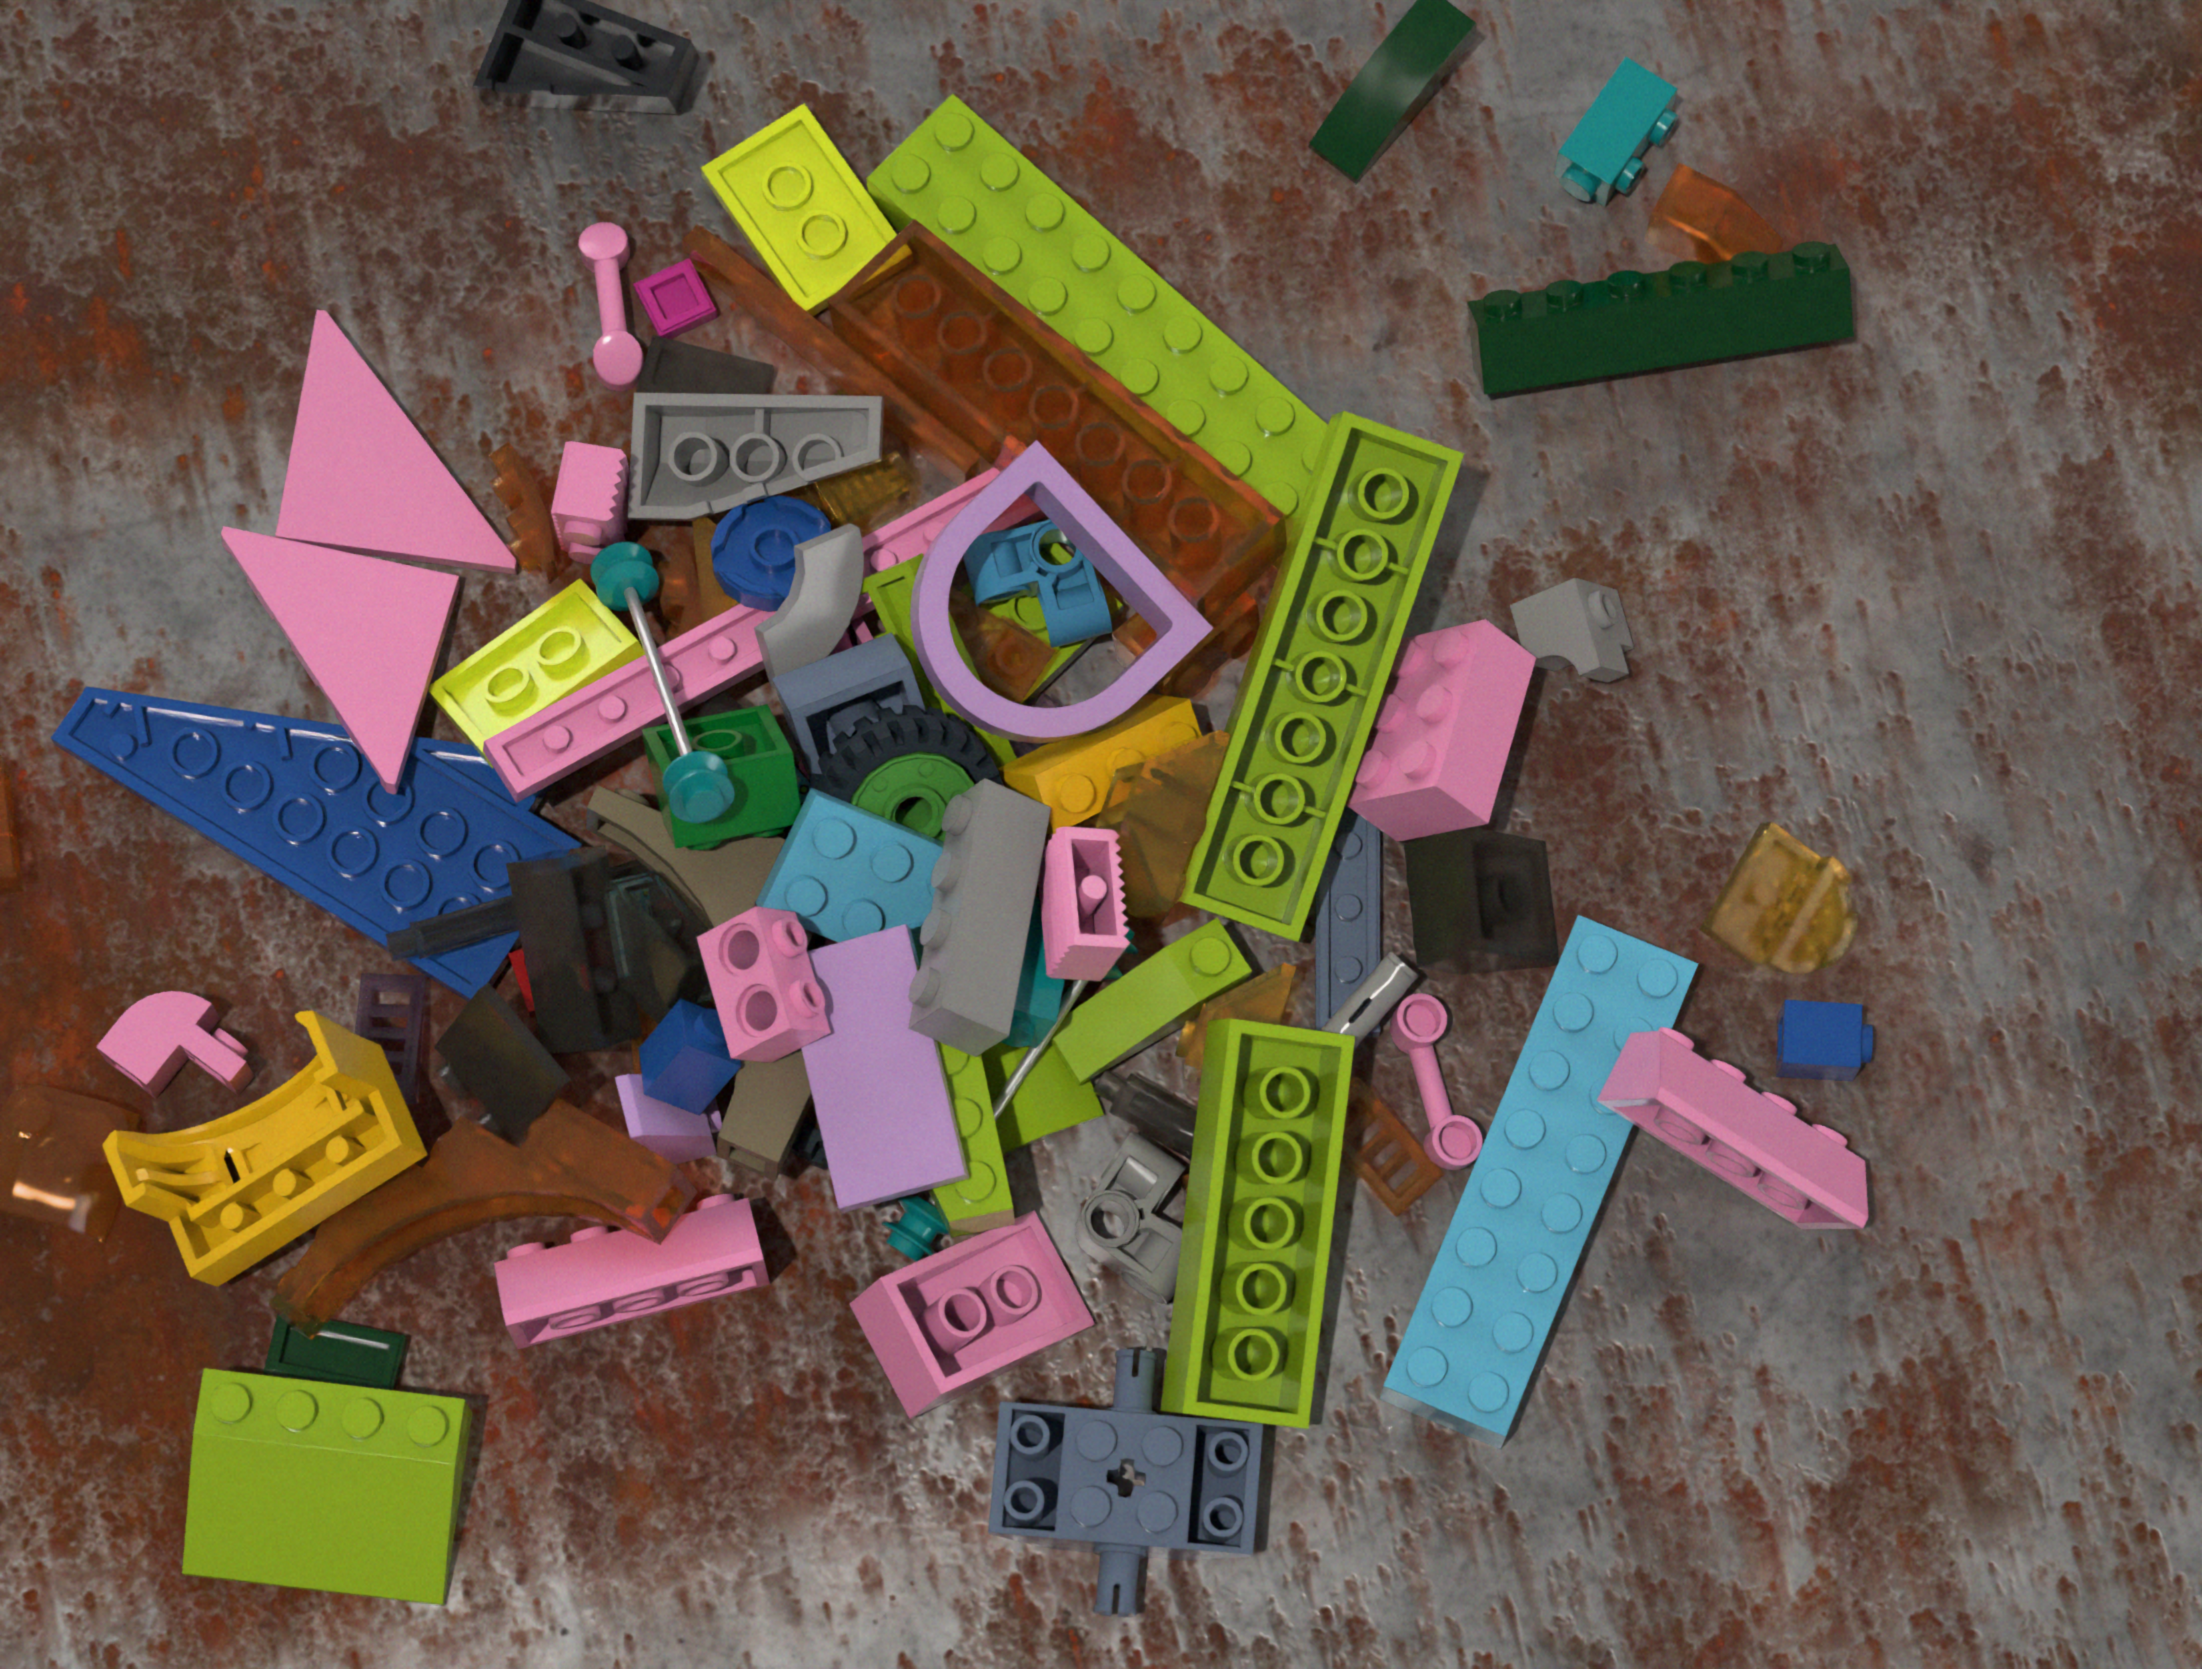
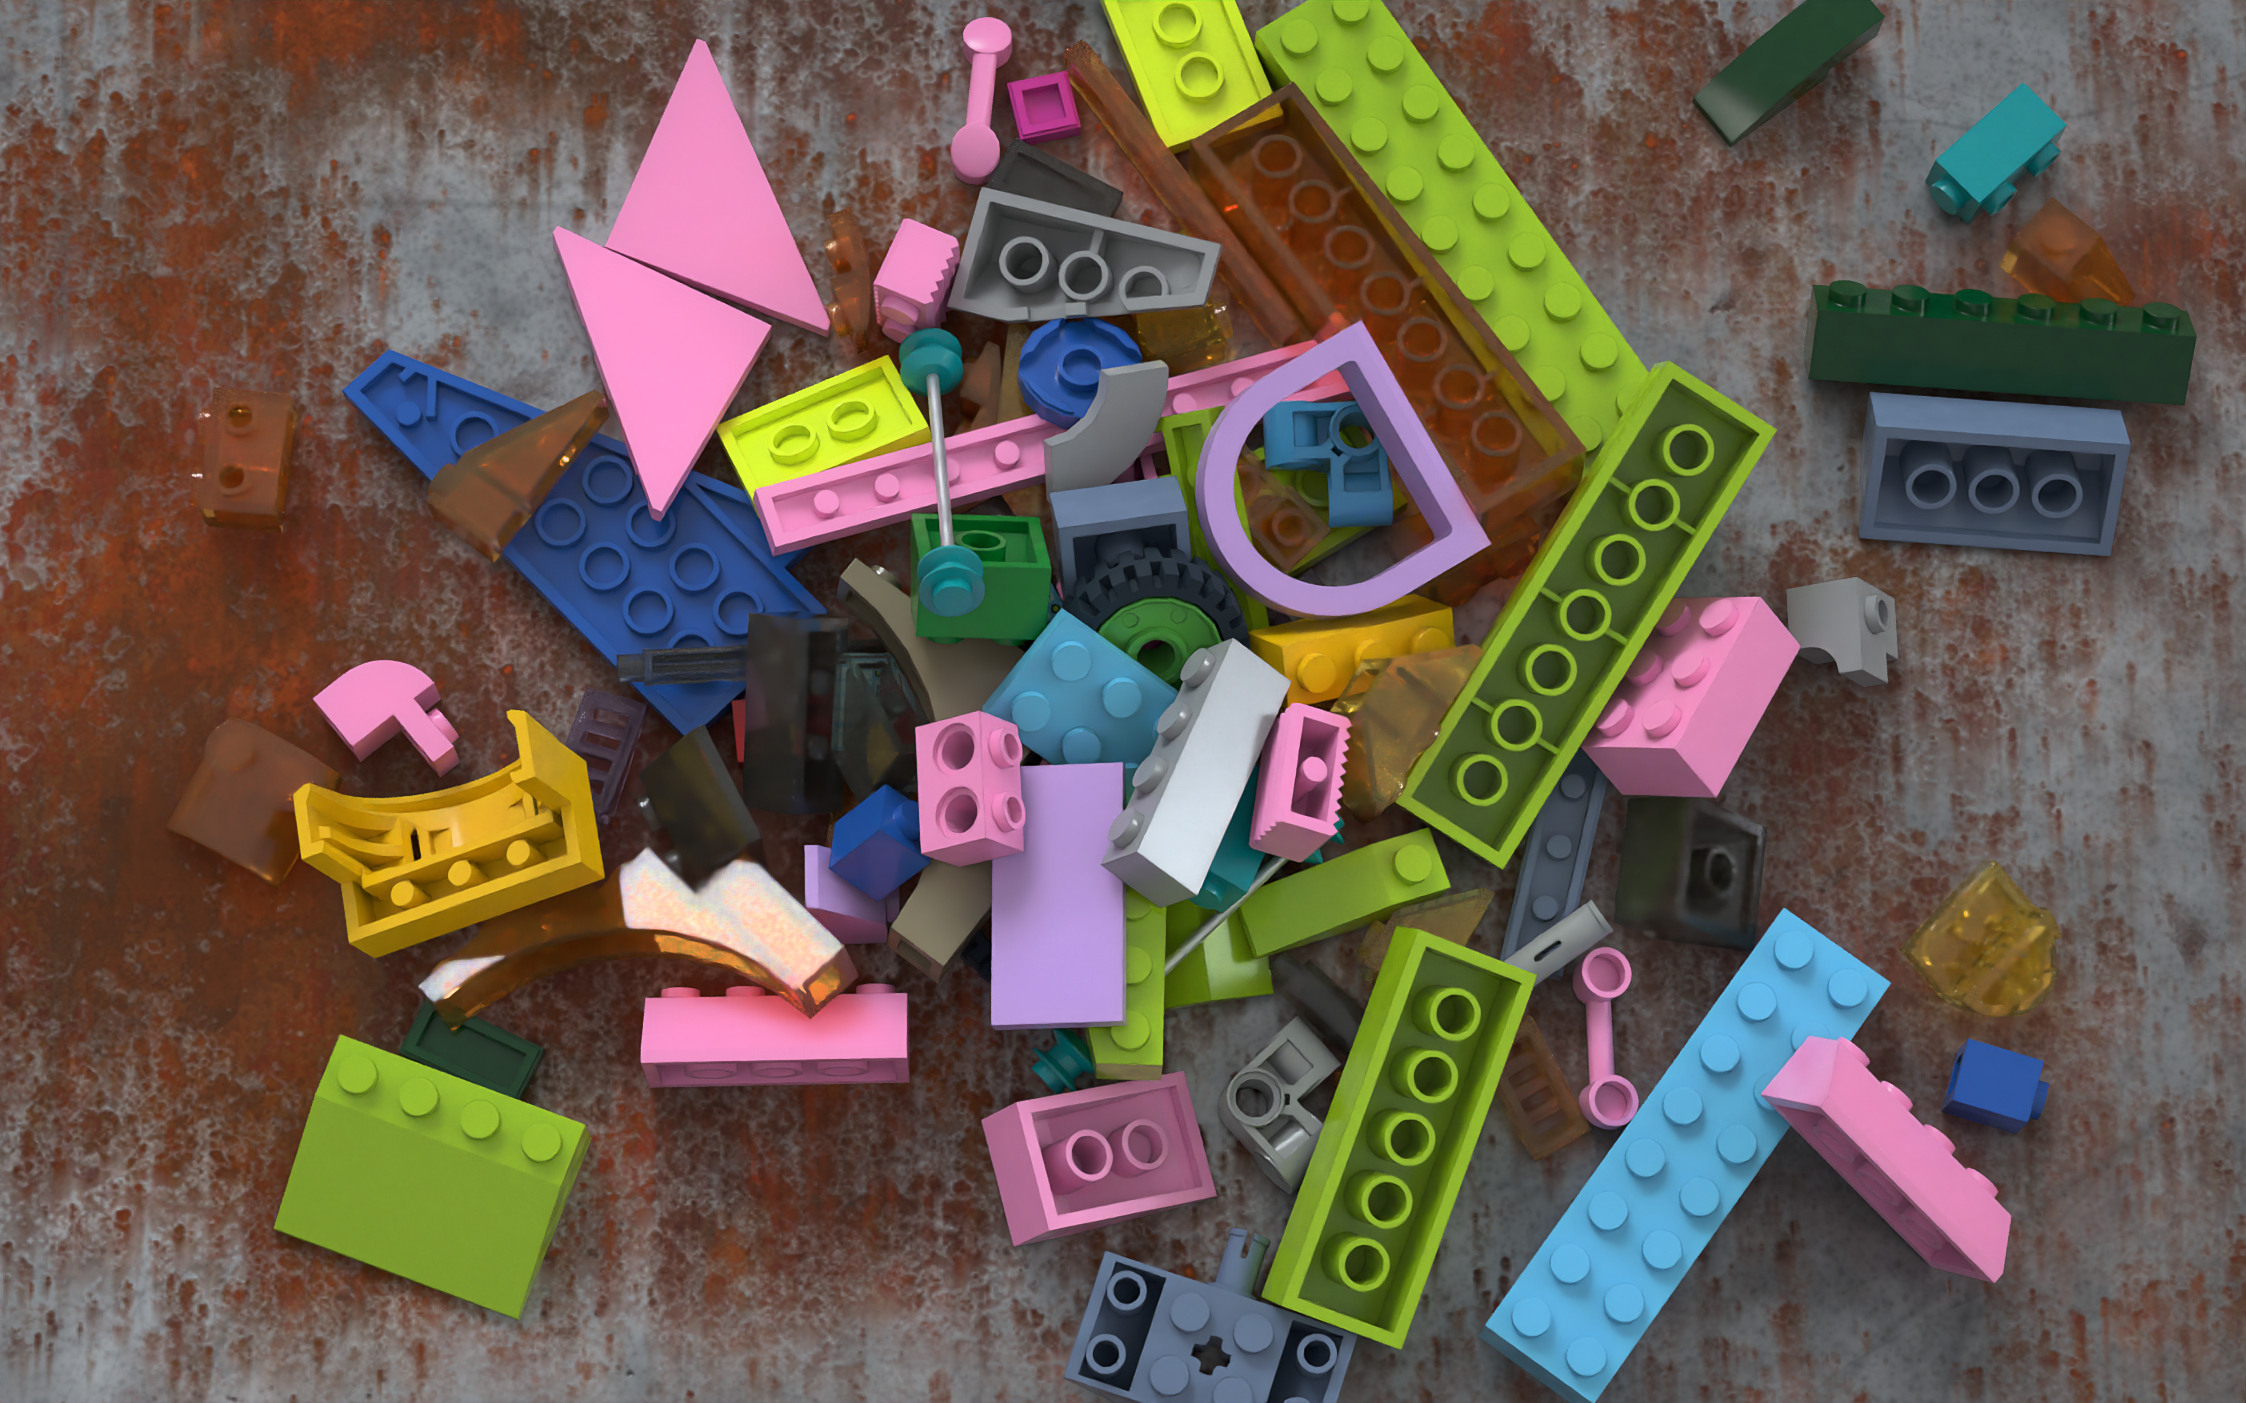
camera: 10 degrees right, 0 degrees up
(235, 786) = (508, 477): none -> clear orange slope
(1682, 446) = (1991, 473): none -> sand blue slope

